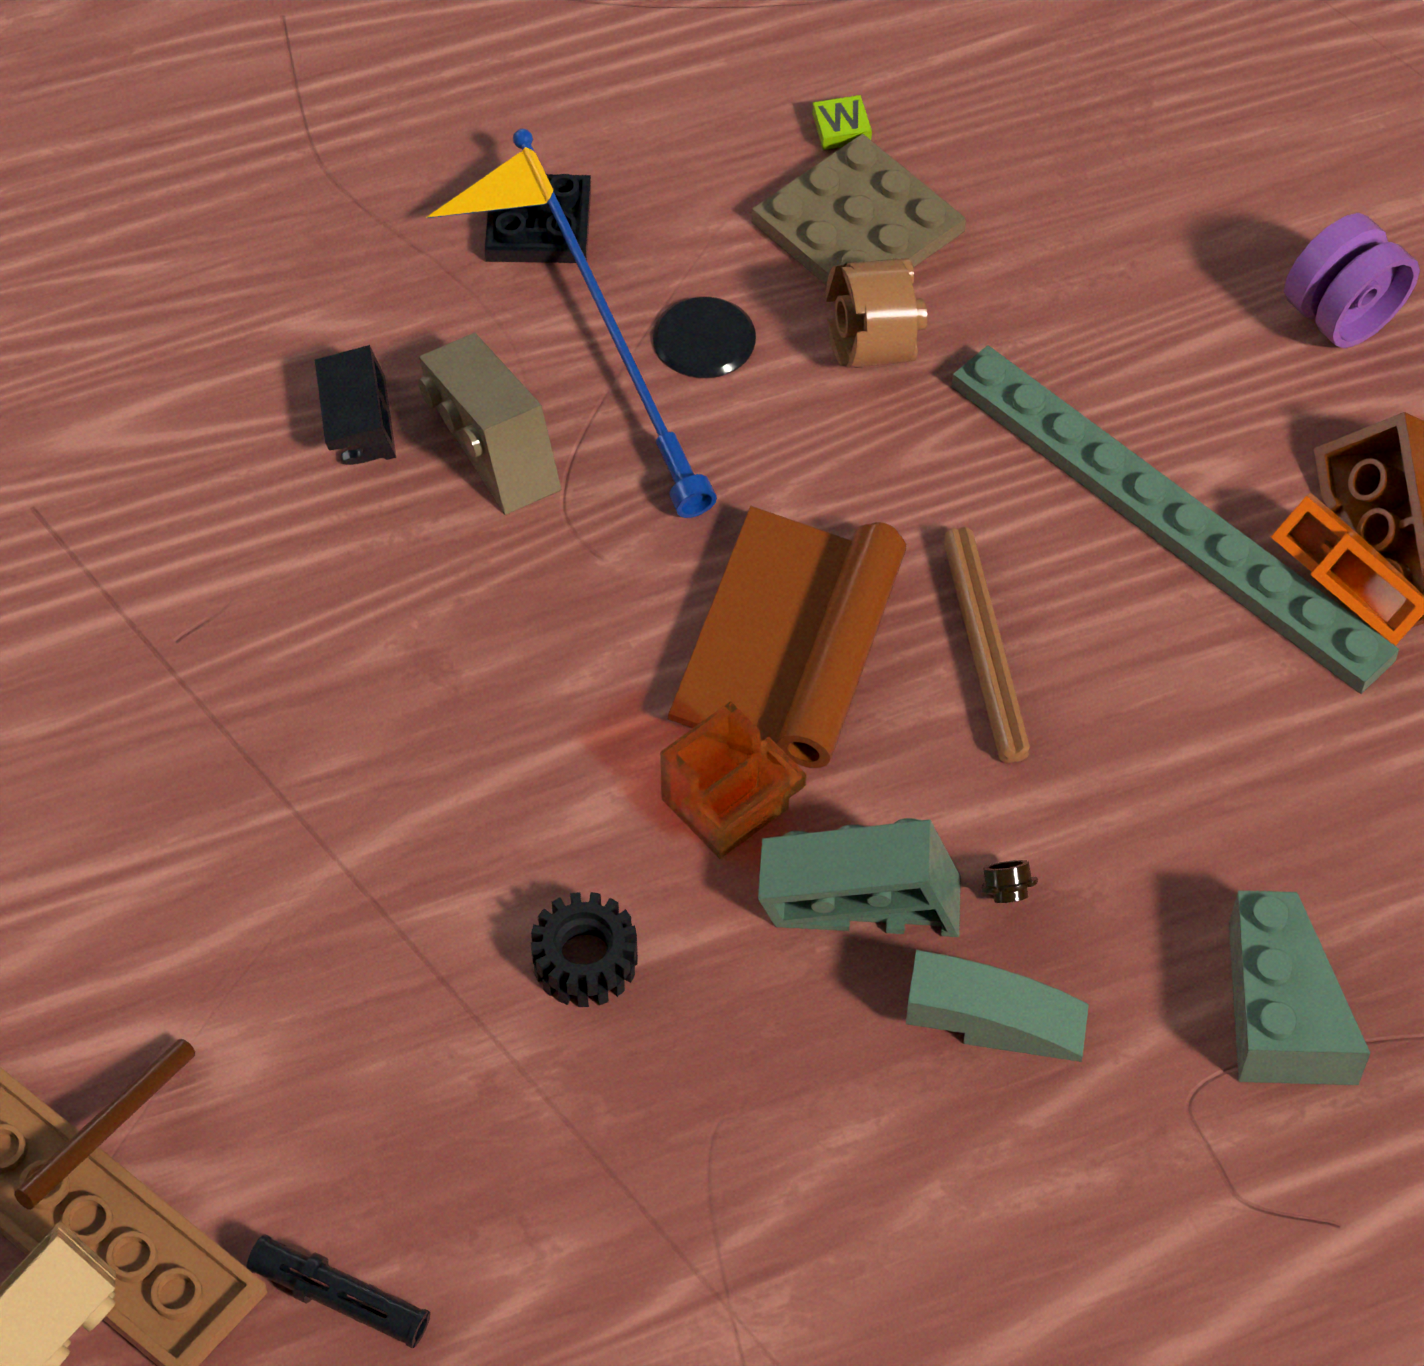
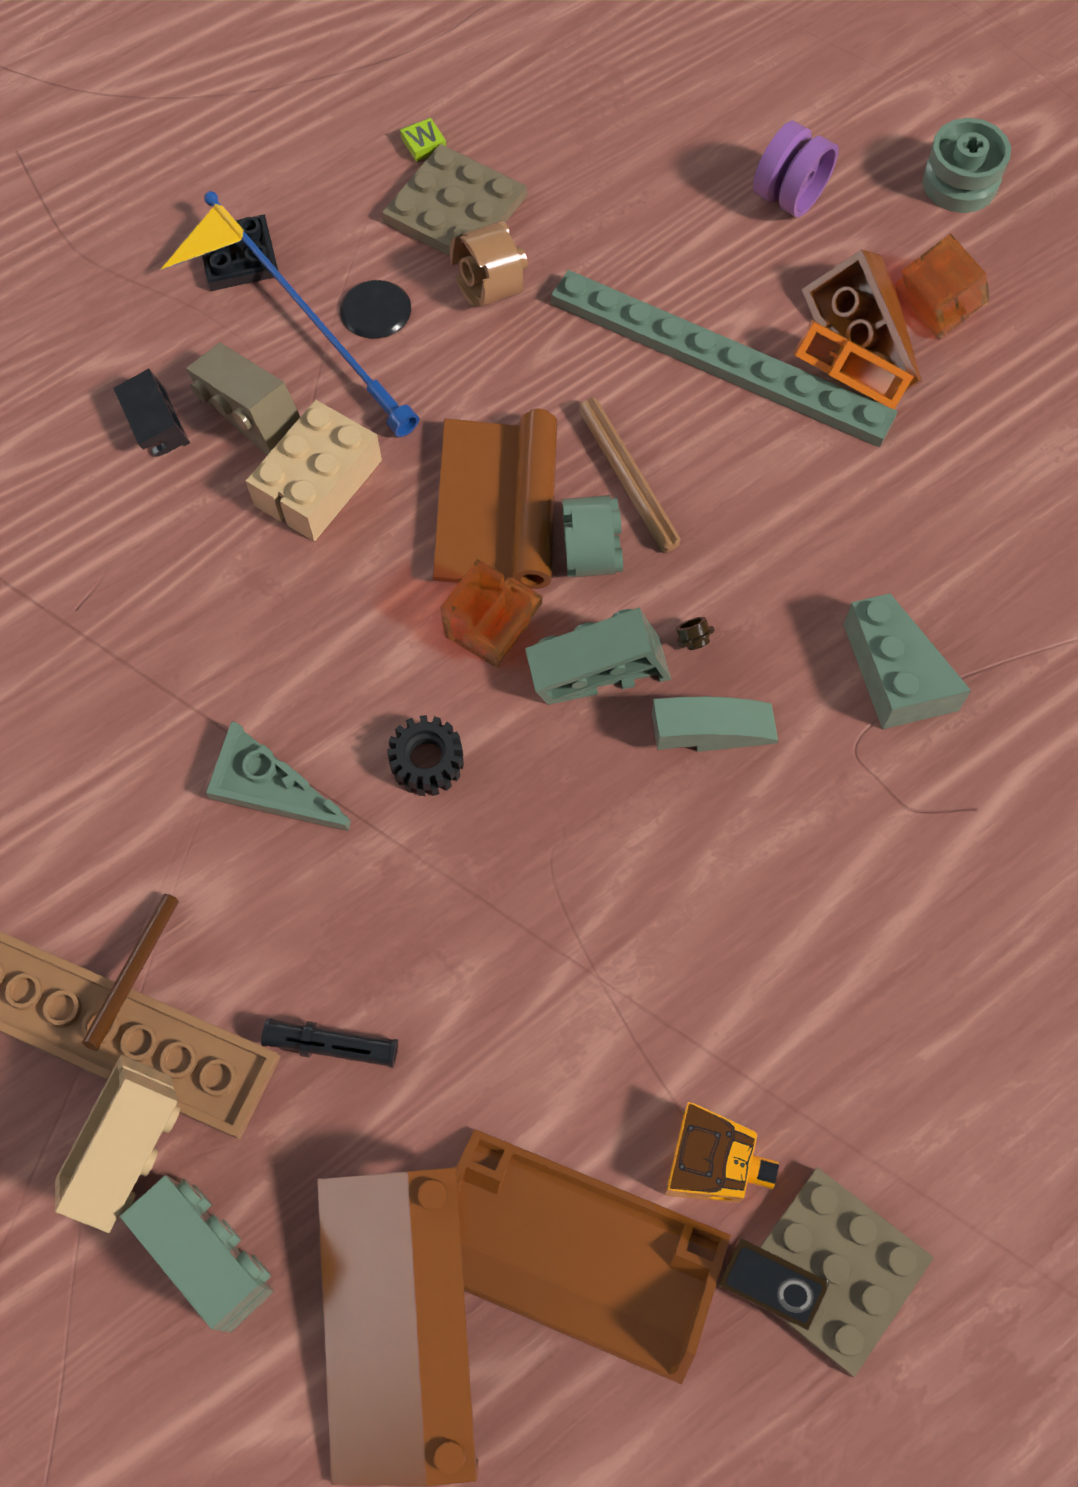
camera: 15 degrees left, 10 degrees up
(346, 921) = (257, 780): none -> sand green wing
(551, 533) = (314, 470): none -> tan piece
(899, 711) = (590, 536): none -> sand green brick

